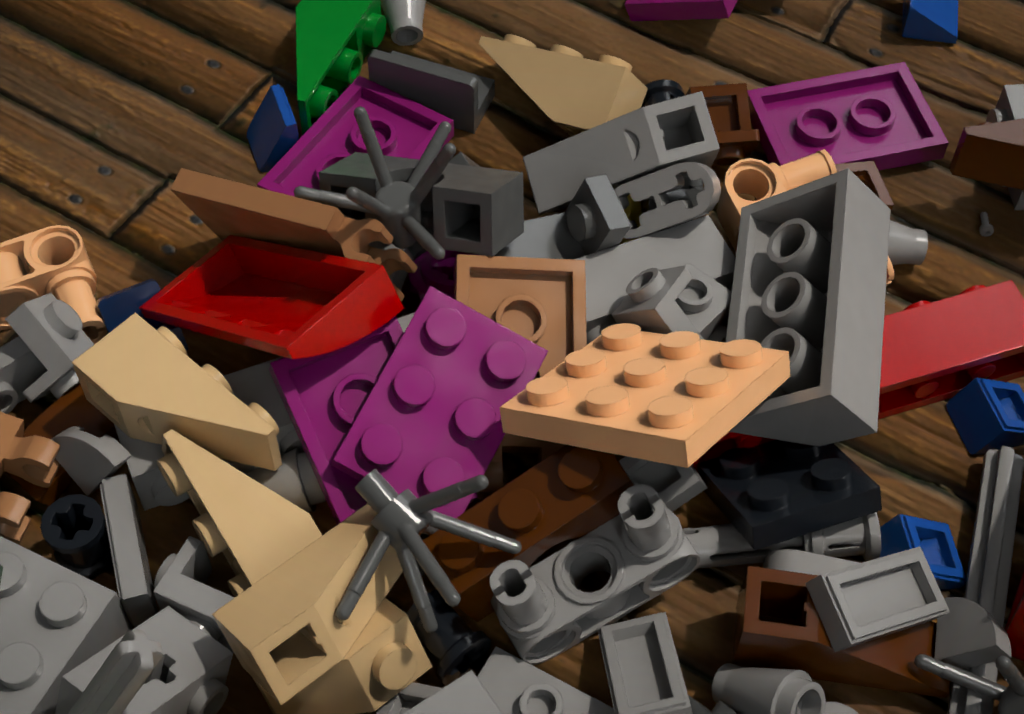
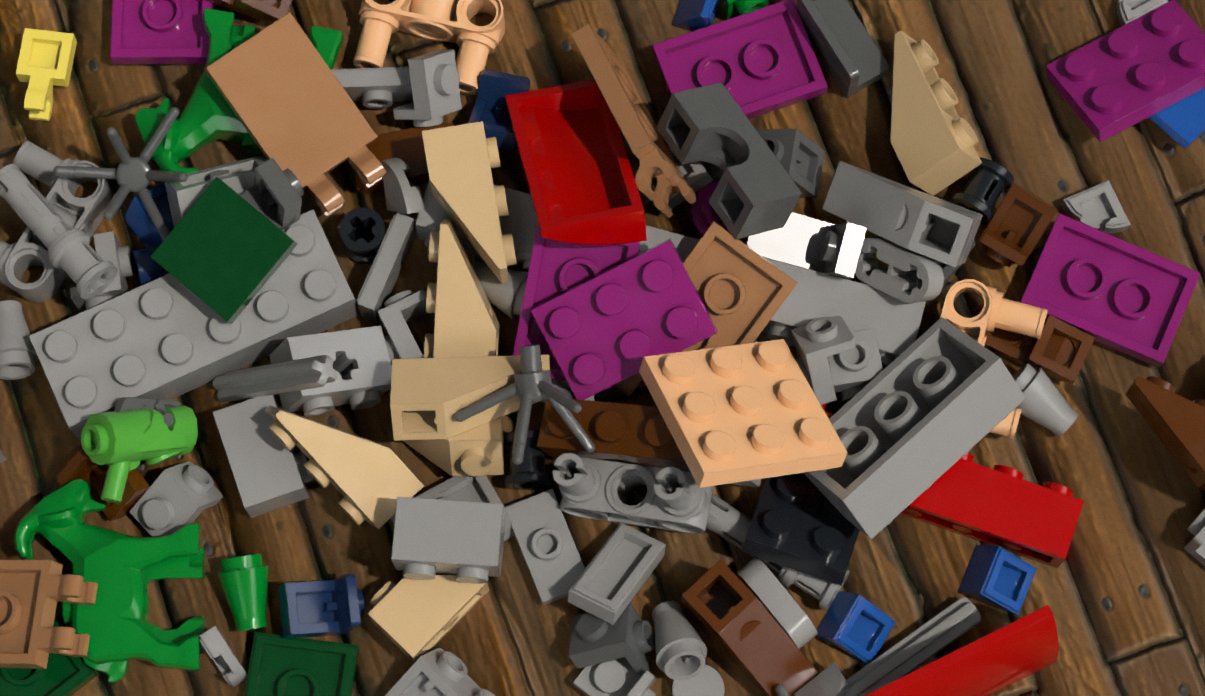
camera: 40 degrees right, 20 degrees up
(395, 201) = (700, 157): dark grey plant -> none
(771, 71) = (1097, 208): none -> light grey tile
(876, 598) = (783, 635): light grey tile -> none
(985, 229) = (1134, 444): light grey piece -> none

